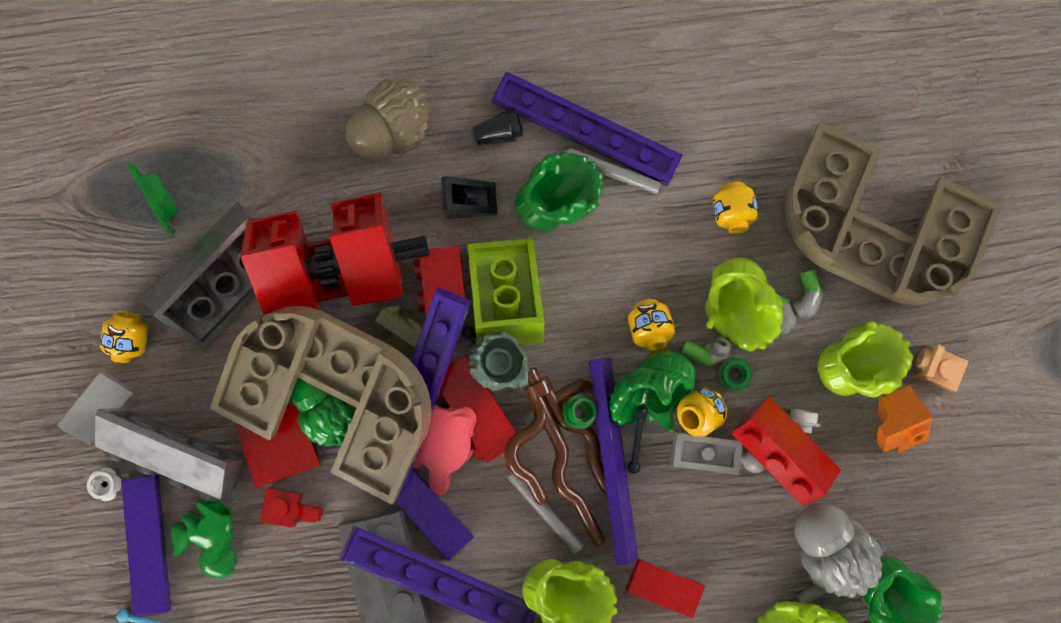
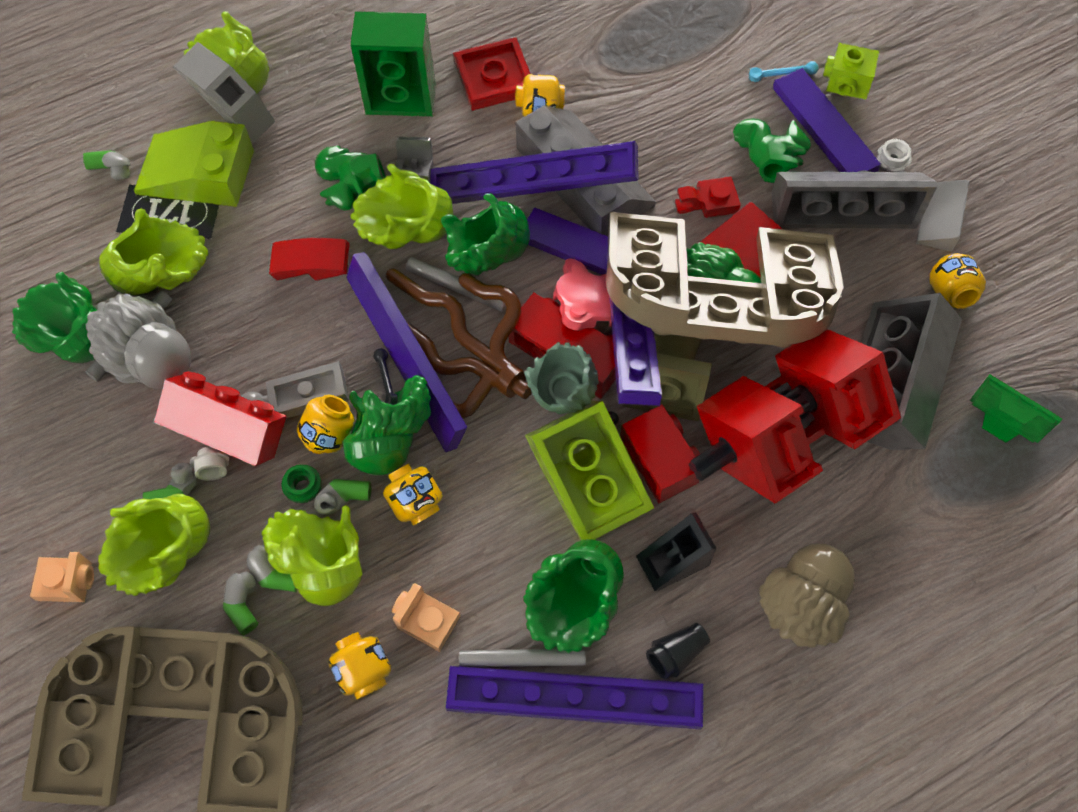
camera: 160 degrees right, 20 degrees down
(92, 588) = (851, 70): none -> lime brick
(507, 534) = (487, 238): none -> green hair
(588, 412) = (448, 372): green plate -> none
(674, 227) = (424, 617): none -> light nougat bracket
(836, 407) = (182, 482): none -> light grey arm
(904, 421) = (94, 496): orange brick -> none

